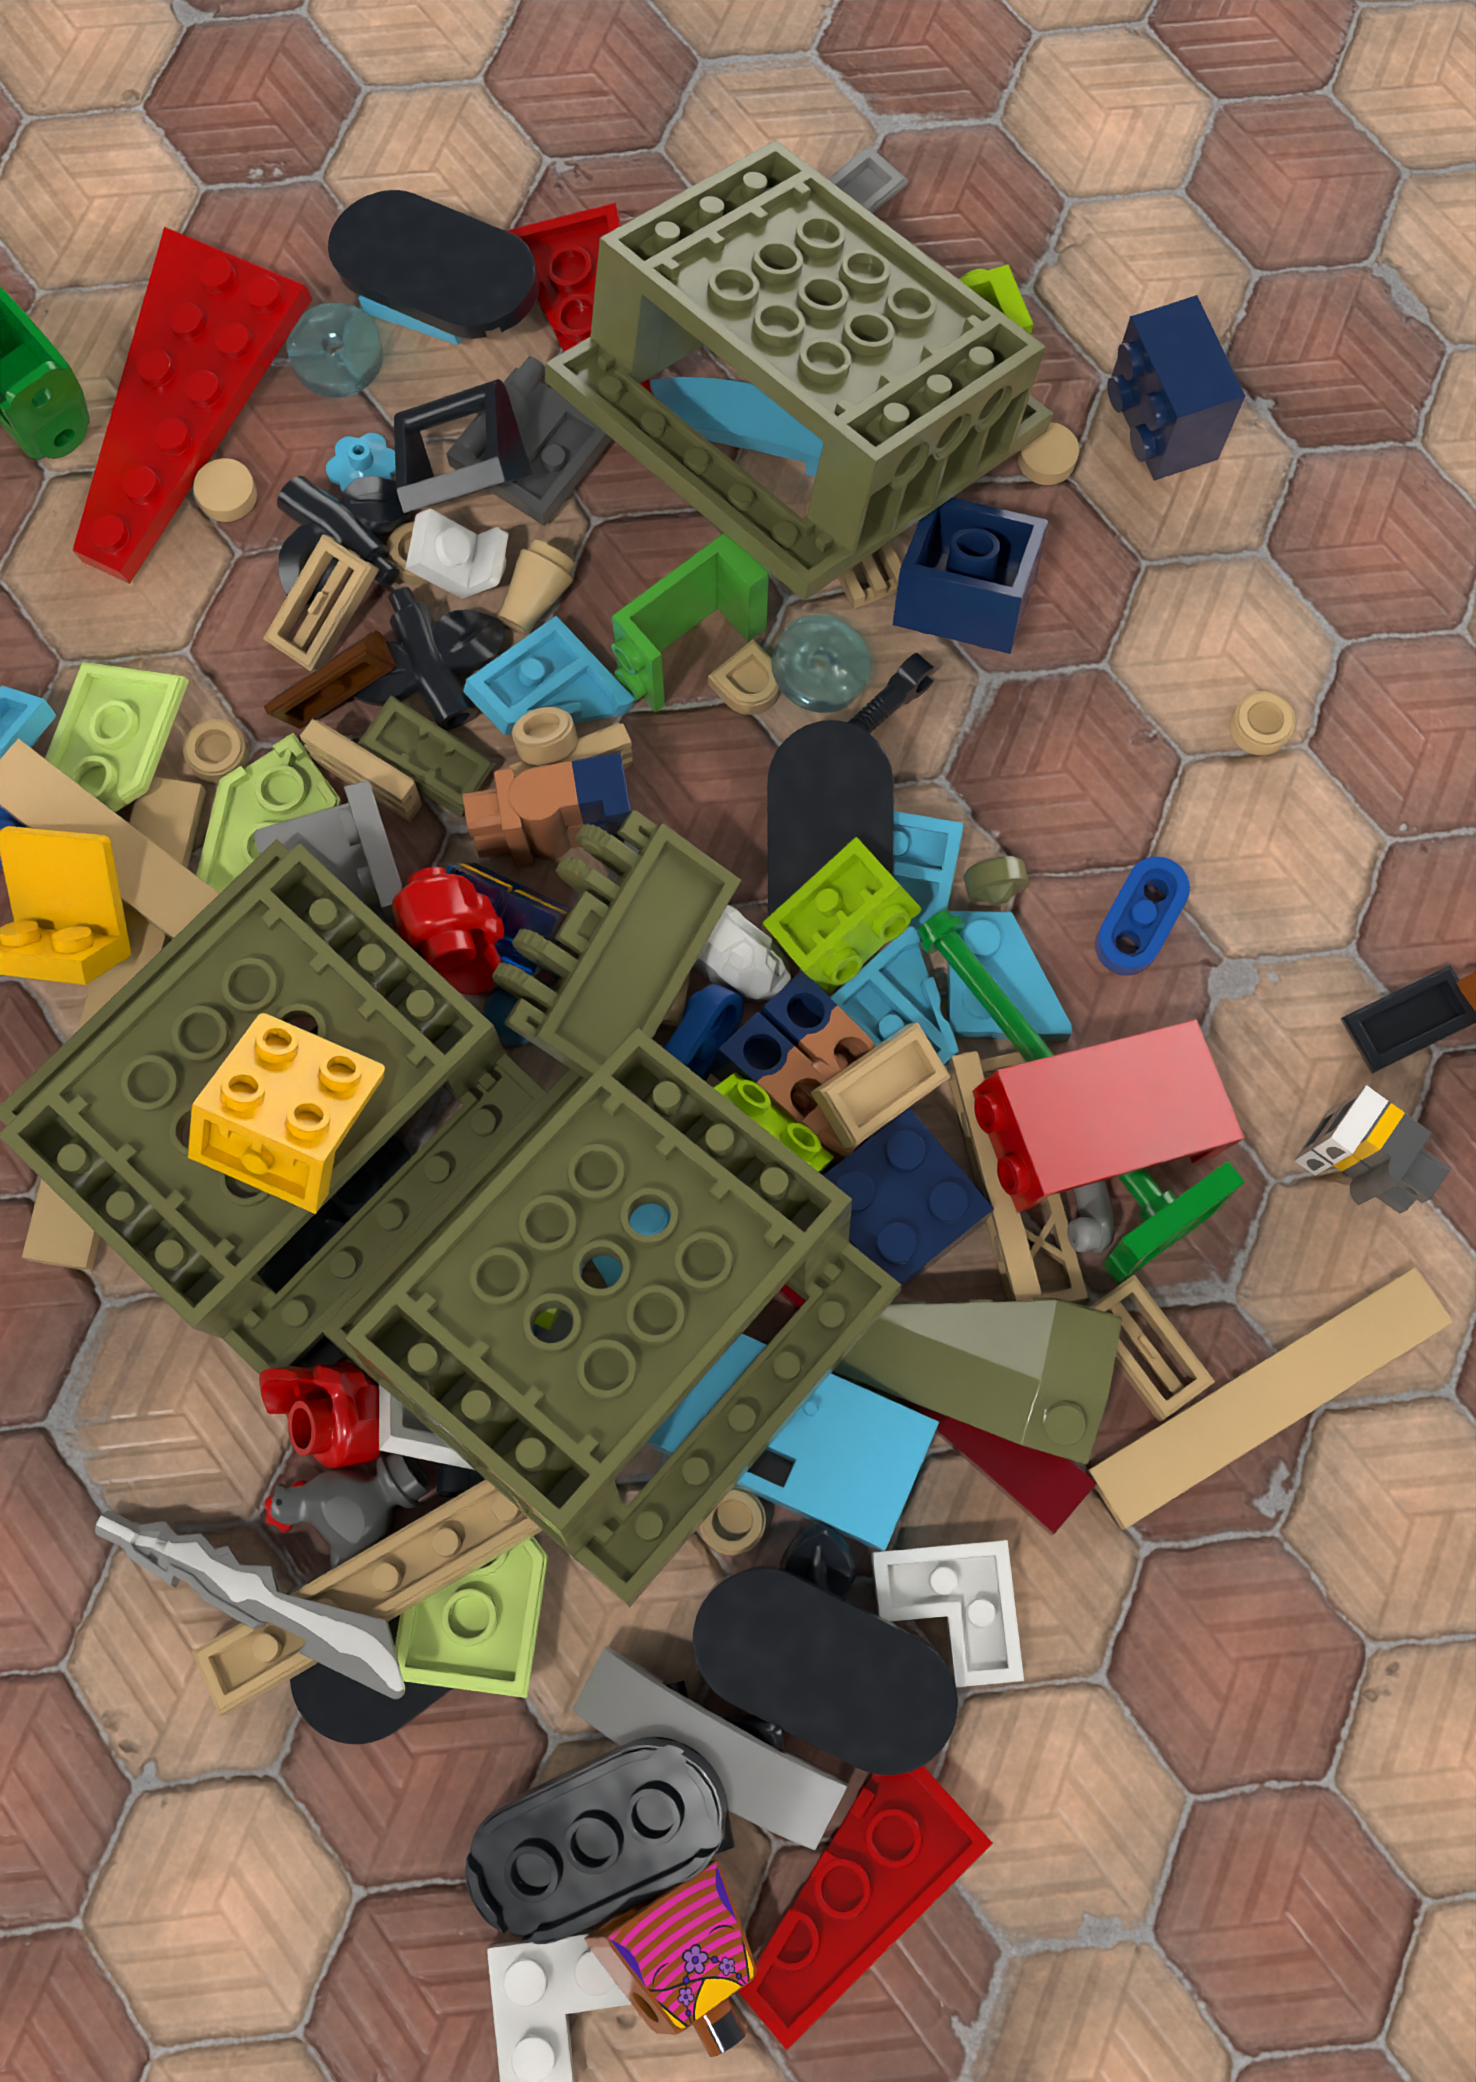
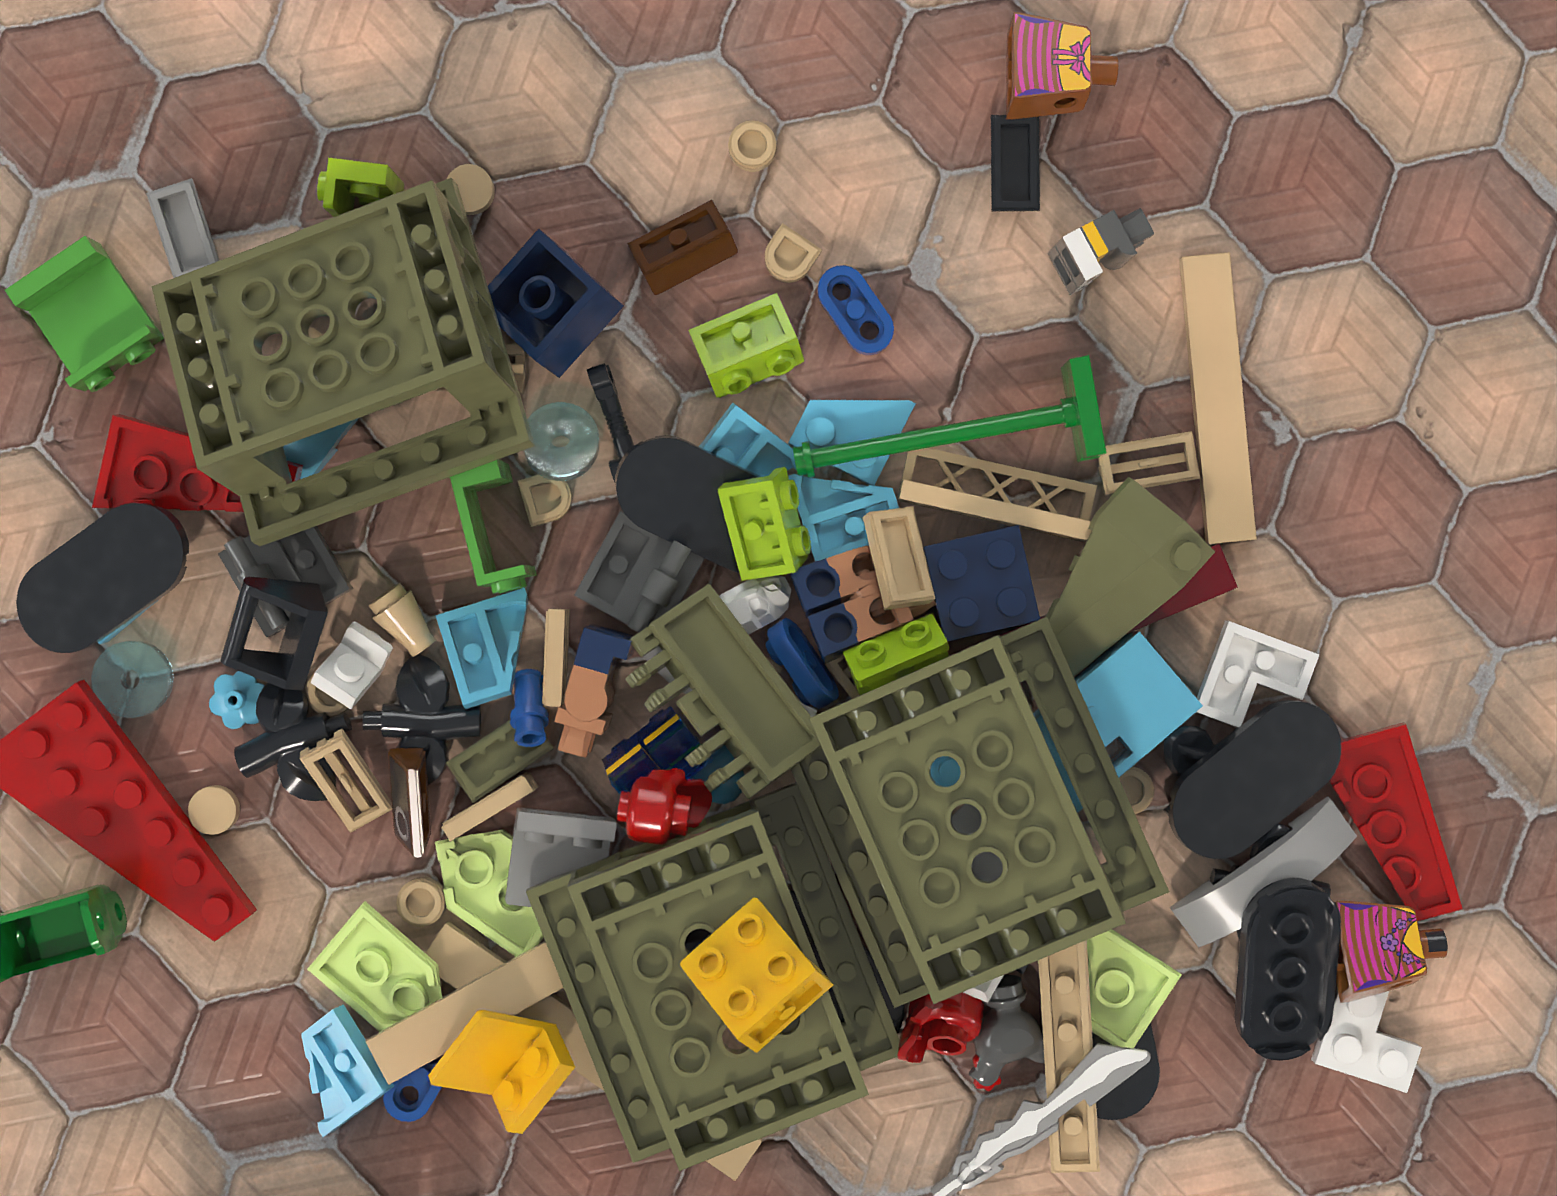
camera: 60 degrees left, 15 degrees up
(480, 759) = (529, 714): none -> blue pin
(544, 736) = (533, 669): tan tile -> none
(710, 127) = (87, 314): none -> bright green panel
(715, 807) = (638, 574): none -> dark grey plate
(996, 879) = (784, 399): olive tile -> none
(1034, 815) = (747, 346): none -> lime bracket
(1095, 1225) = (1043, 450): light grey arm -> none
(1105, 1112) = (991, 415): panel -> none
(1107, 702) = (683, 247): none -> reddish brown slope
(1163, 819) = (790, 255): none -> tan tile
(1174, 388) = (472, 77): dark blue brick -> none

